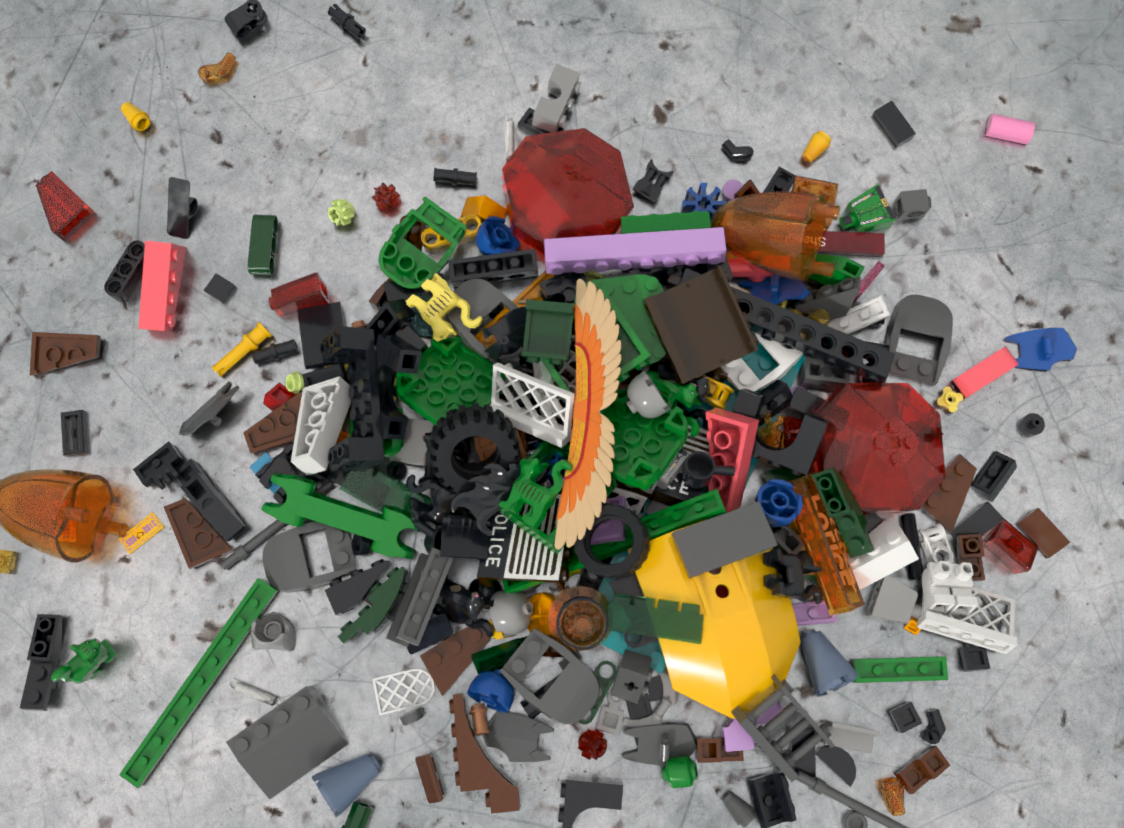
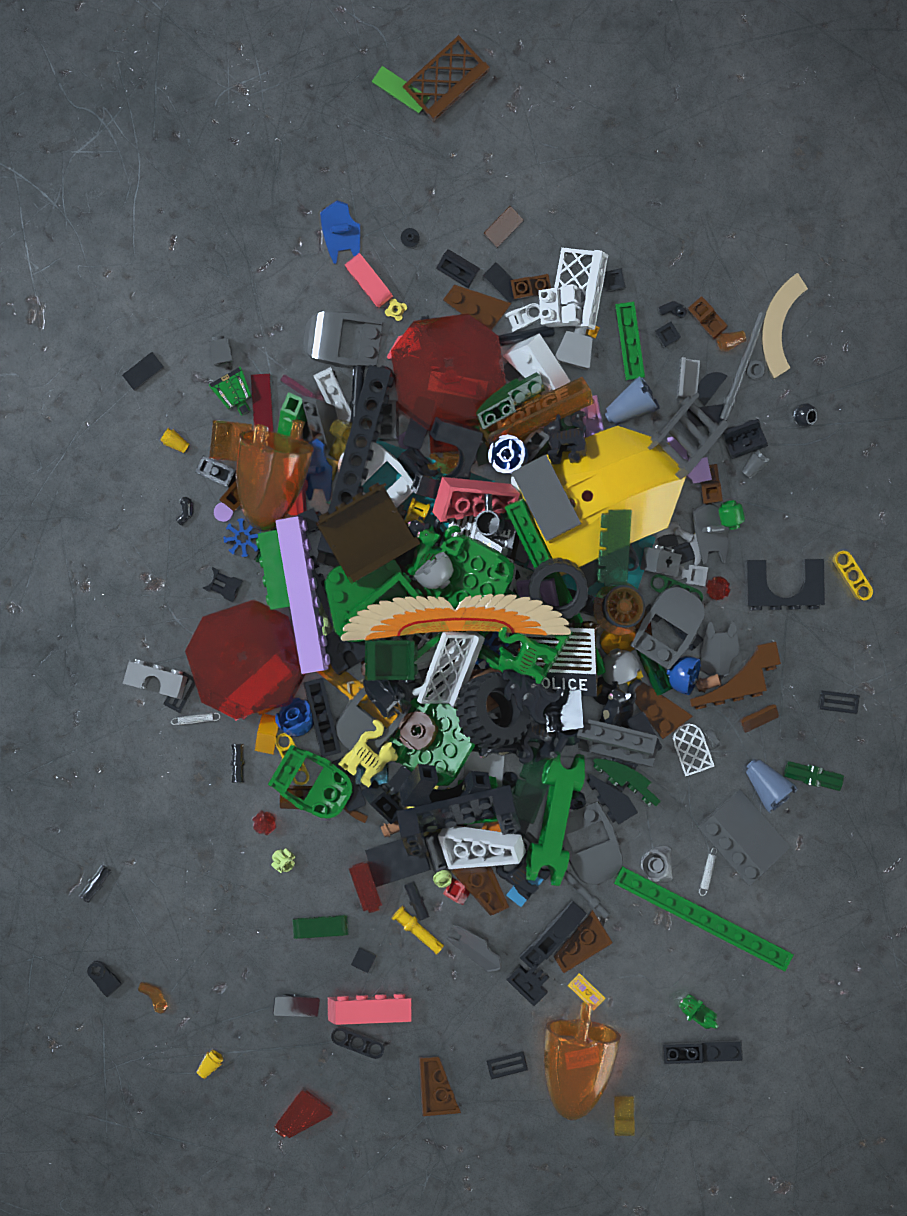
camera: 95 degrees left, 10 degrees up
(464, 376) = (407, 730): none -> plate
(1009, 129) = (137, 267): bright pink brick -> none
(1011, 547) = (517, 252): clear red slope -> none

